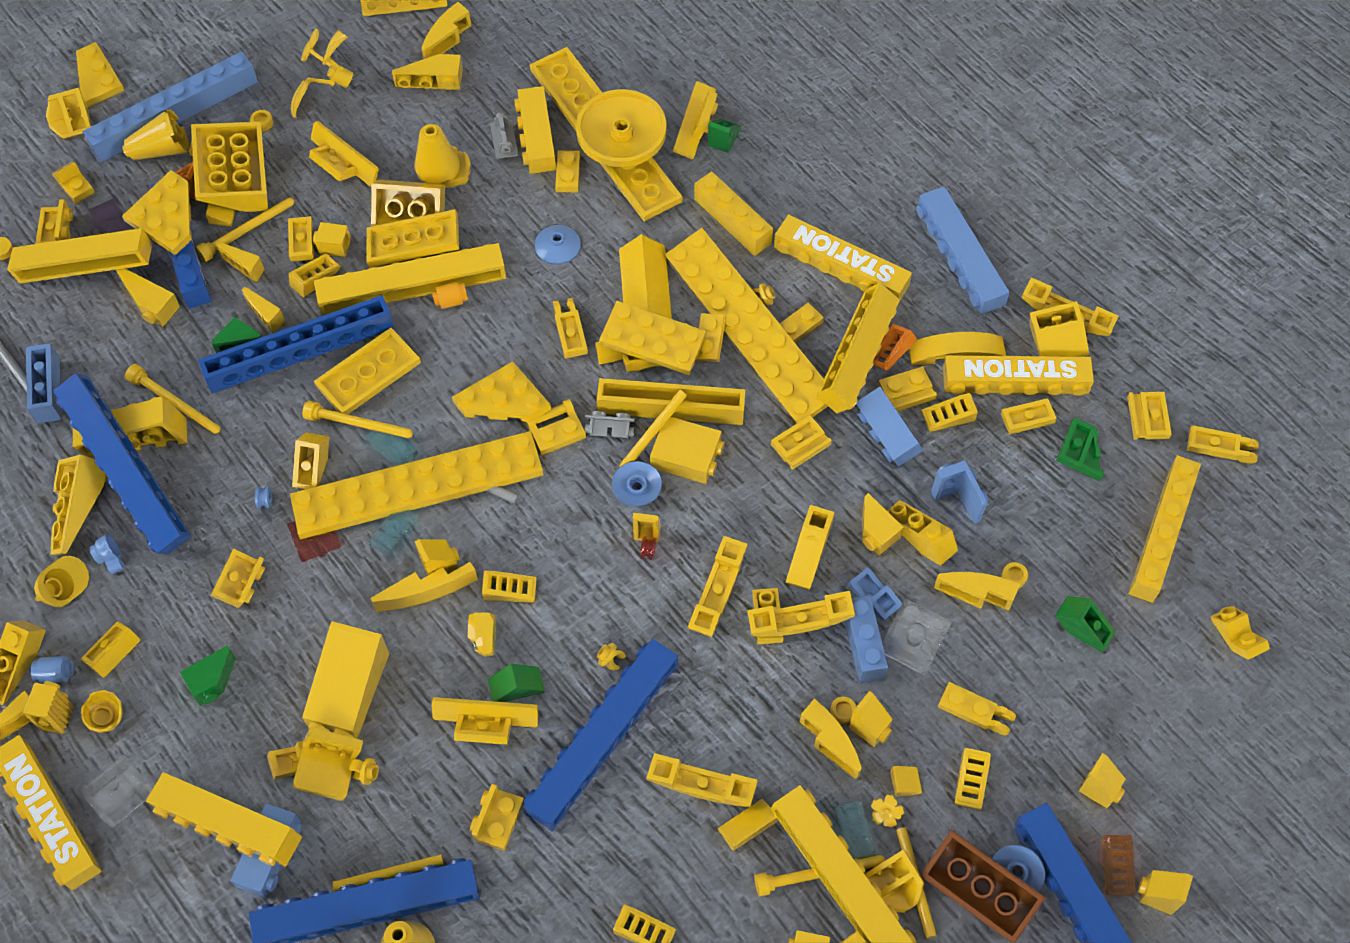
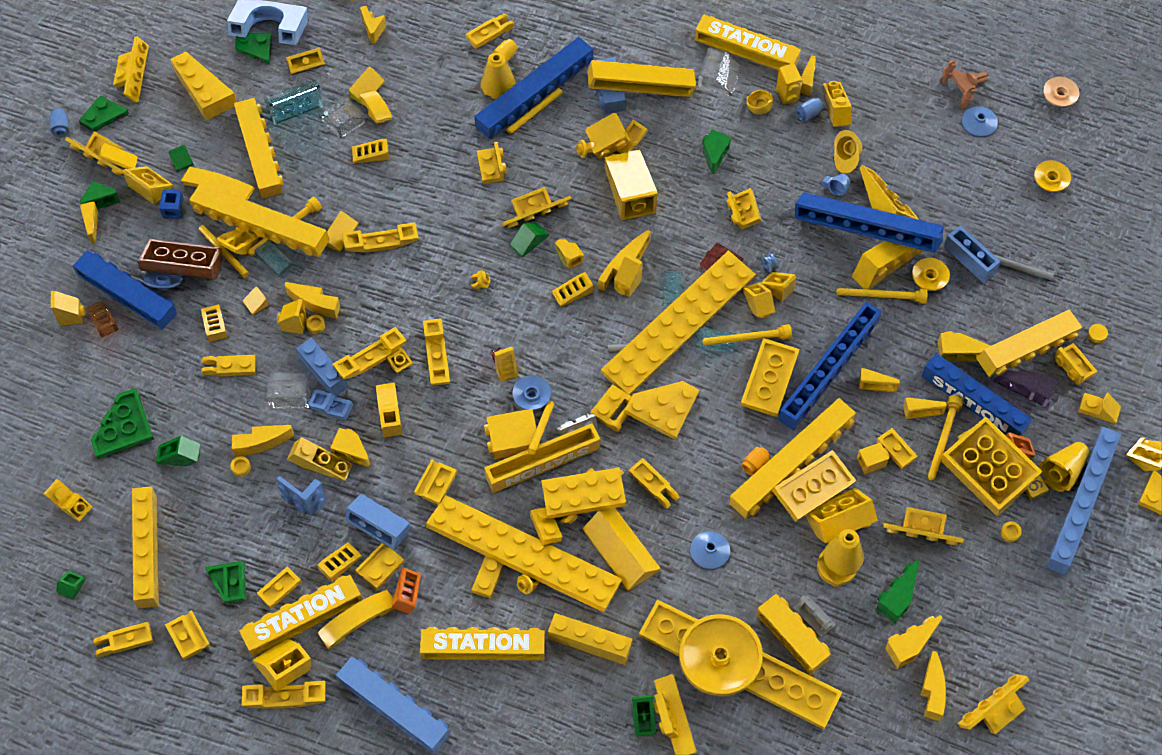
camera: 150 degrees right, 0 degrees up
(110, 649) = (788, 139): yellow slope -> none
(111, 381) = (934, 268): none -> yellow dish
(164, 213) = (997, 396): yellow plate -> none
(234, 334) = (875, 353): green slope -> none
(274, 464) = (780, 284): none -> yellow slope
(302, 284) = (869, 415): yellow slope -> none
(336, 72) = (990, 591): yellow plant -> none
(408, 115) = (898, 598): none -> green slope
(567, 171) = (742, 609): yellow plate -> none
(601, 734) = (456, 236): blue brick -> none
(858, 348) = (429, 566): yellow brick -> none
(886, 811) = (259, 277): yellow plant -> none
(1103, 782) = (128, 353): yellow slope -> none
(1140, 694) = (122, 426): none -> green plate
(1263, 538) = (70, 584): none -> green slope

